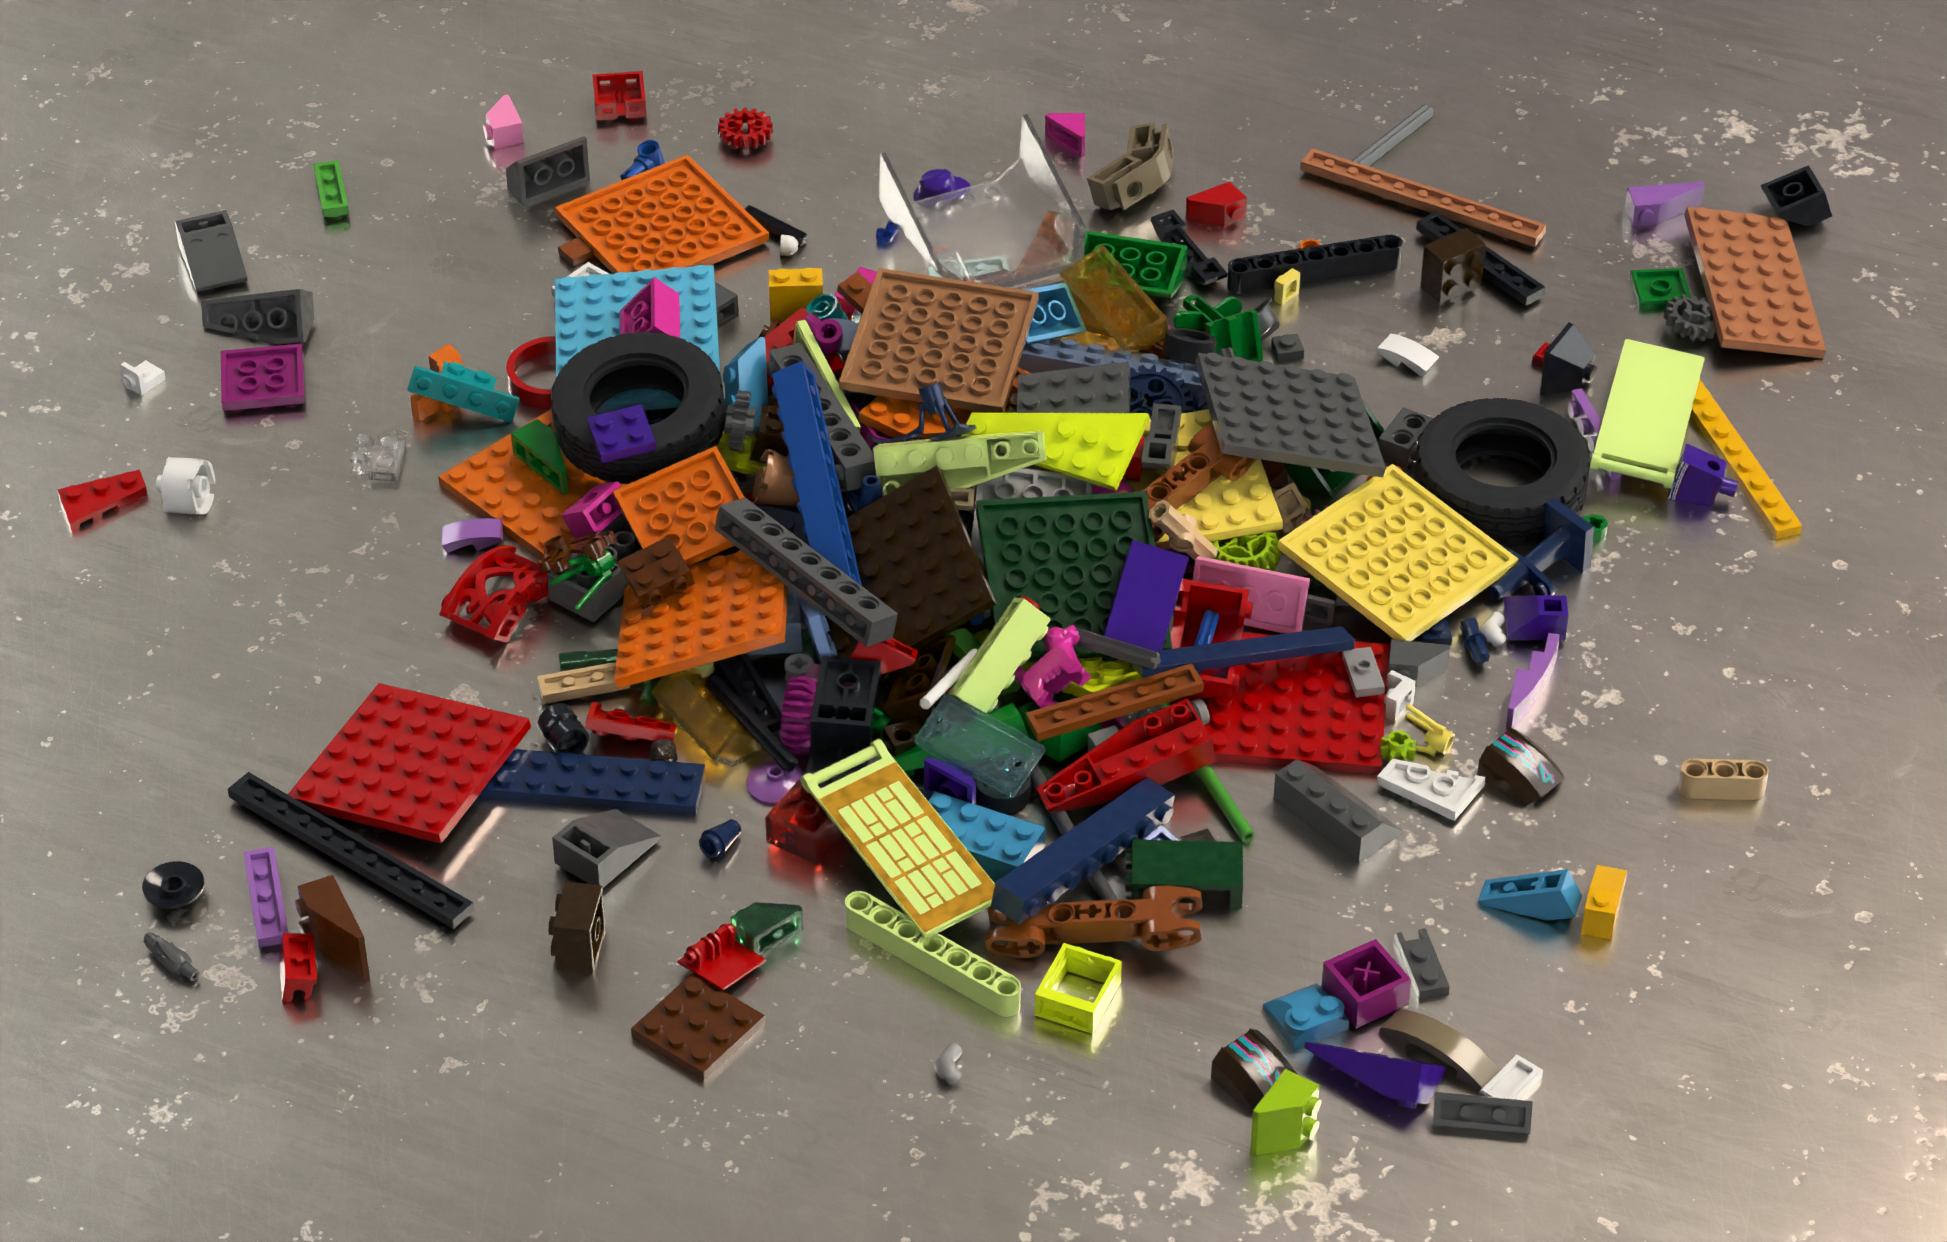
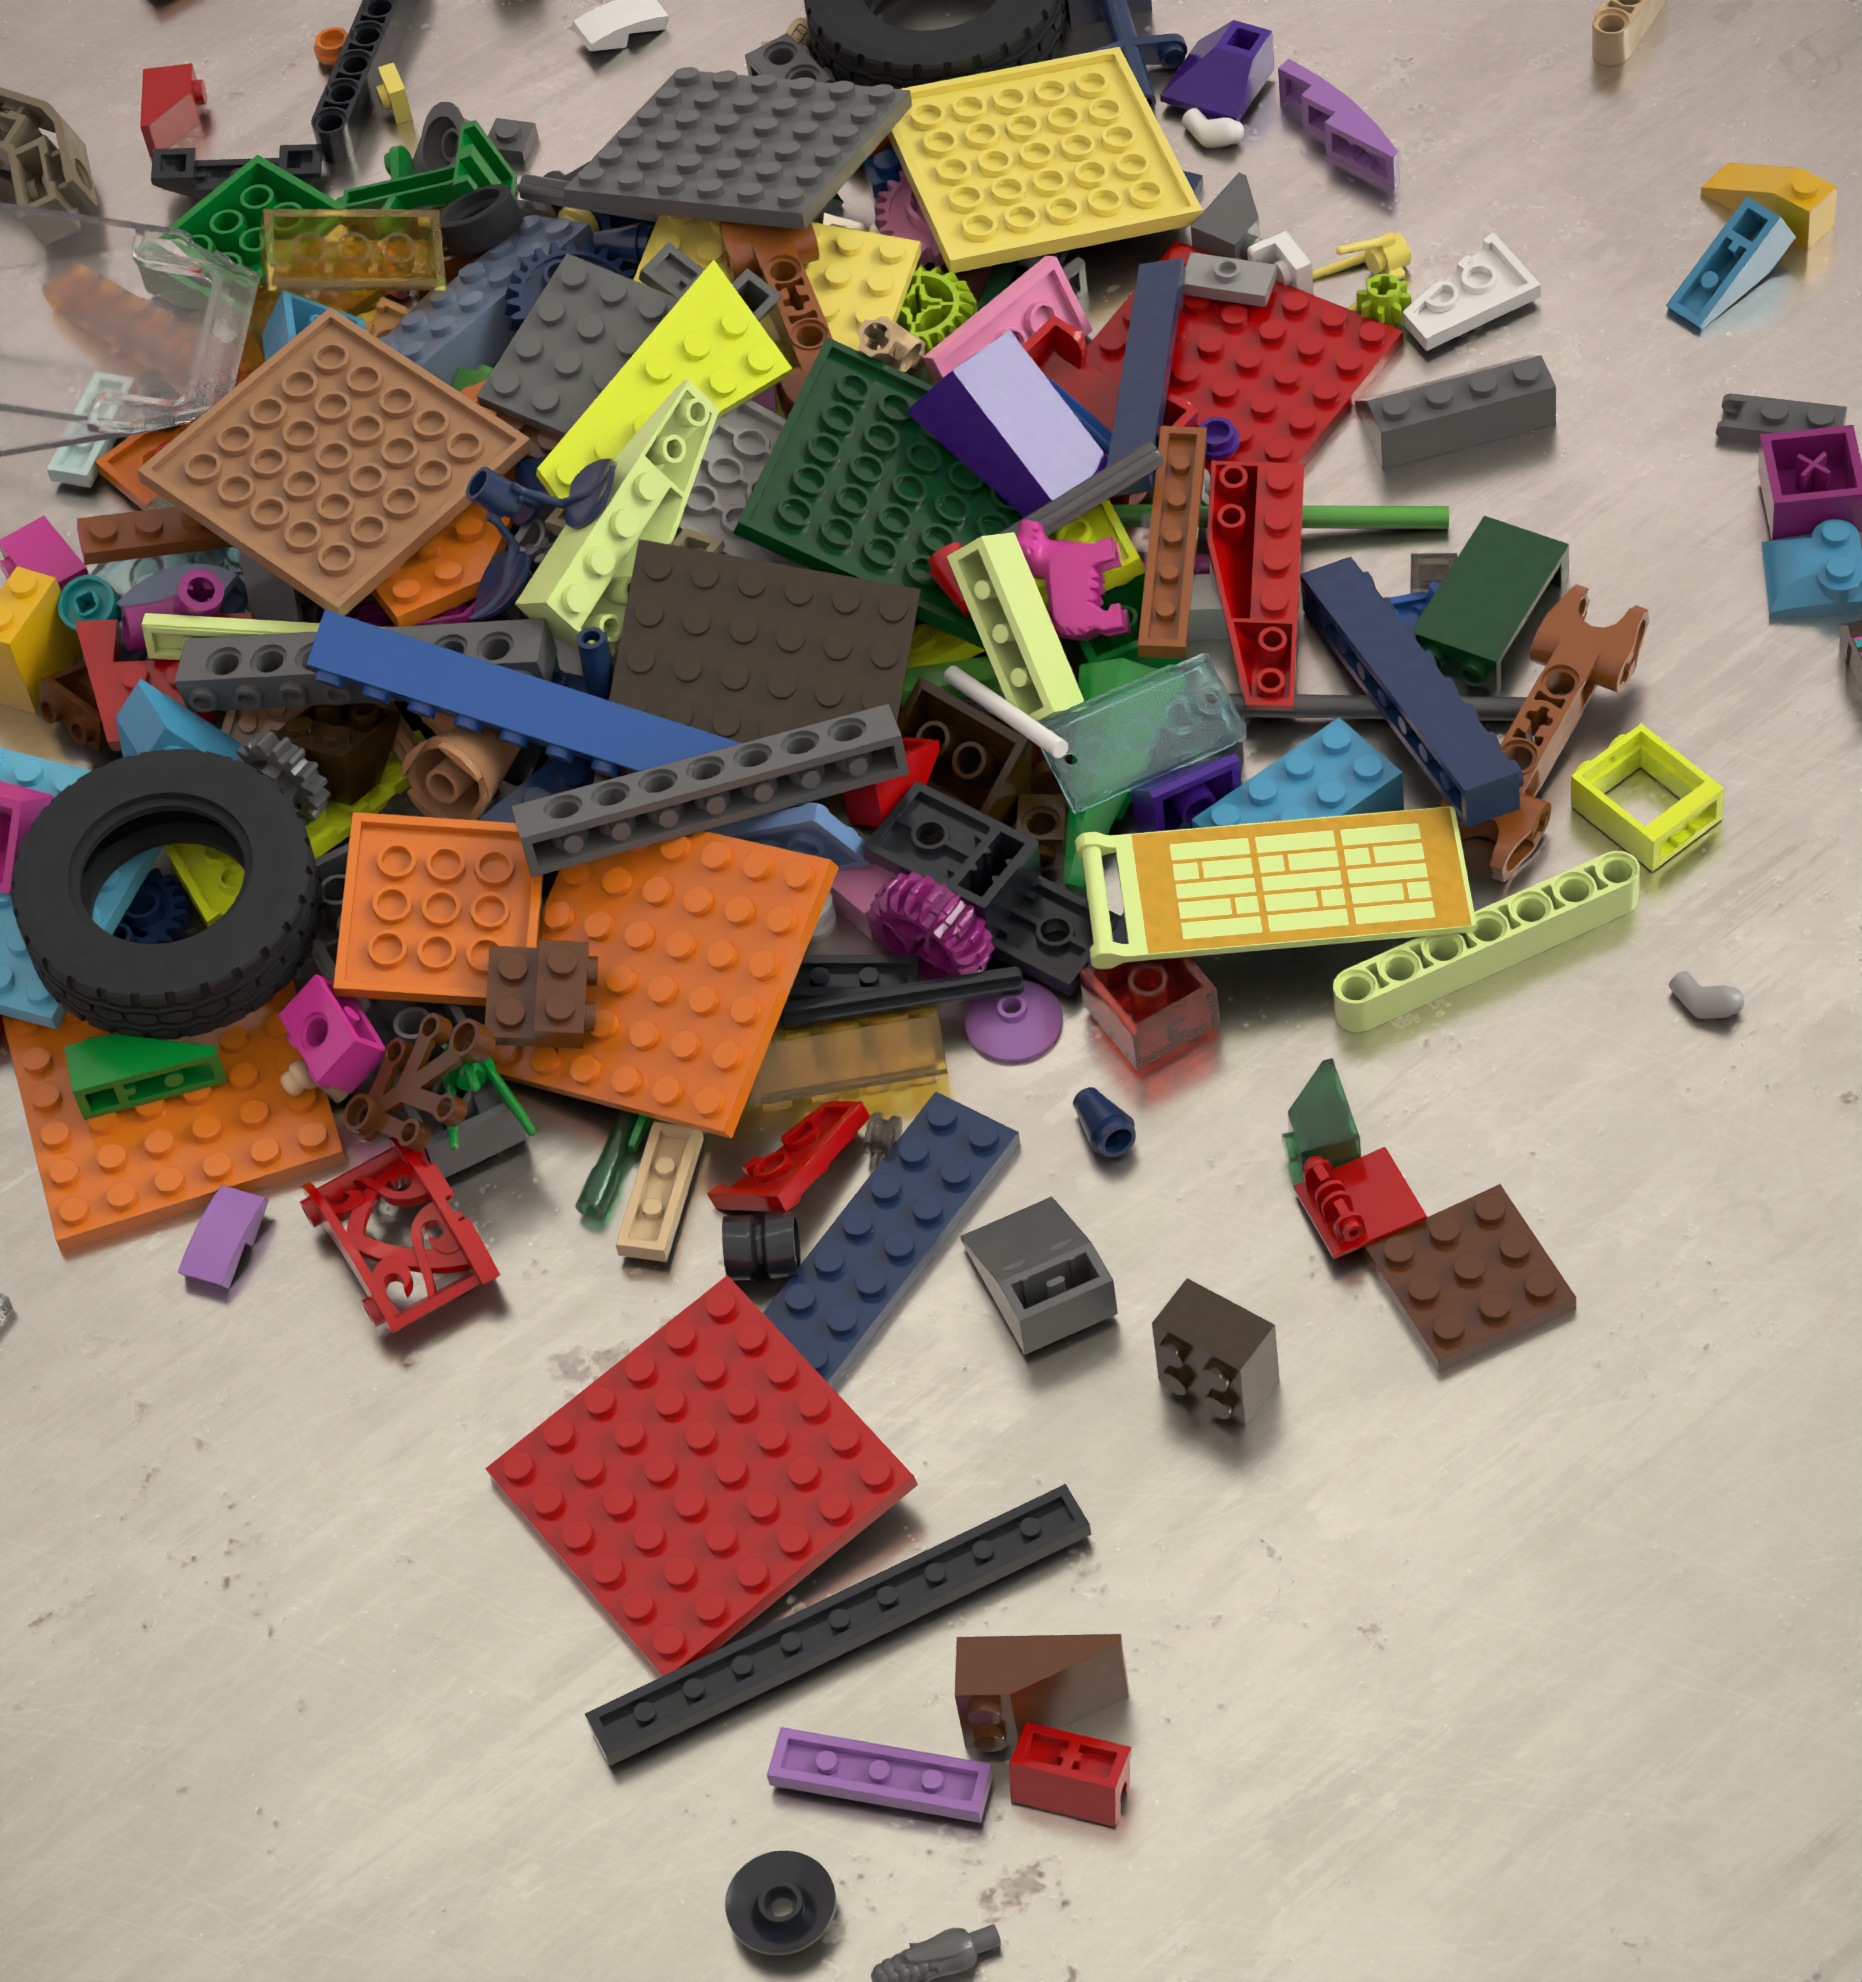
camera: 55 degrees left, 10 degrees up
(621, 433) = (249, 919): dark purple plate -> none
(1231, 708) = (1222, 438): none -> dark purple plate
(1474, 640) = (1225, 154): dark blue axle -> none
(1518, 768) = (1492, 195): dark brown slope -> none

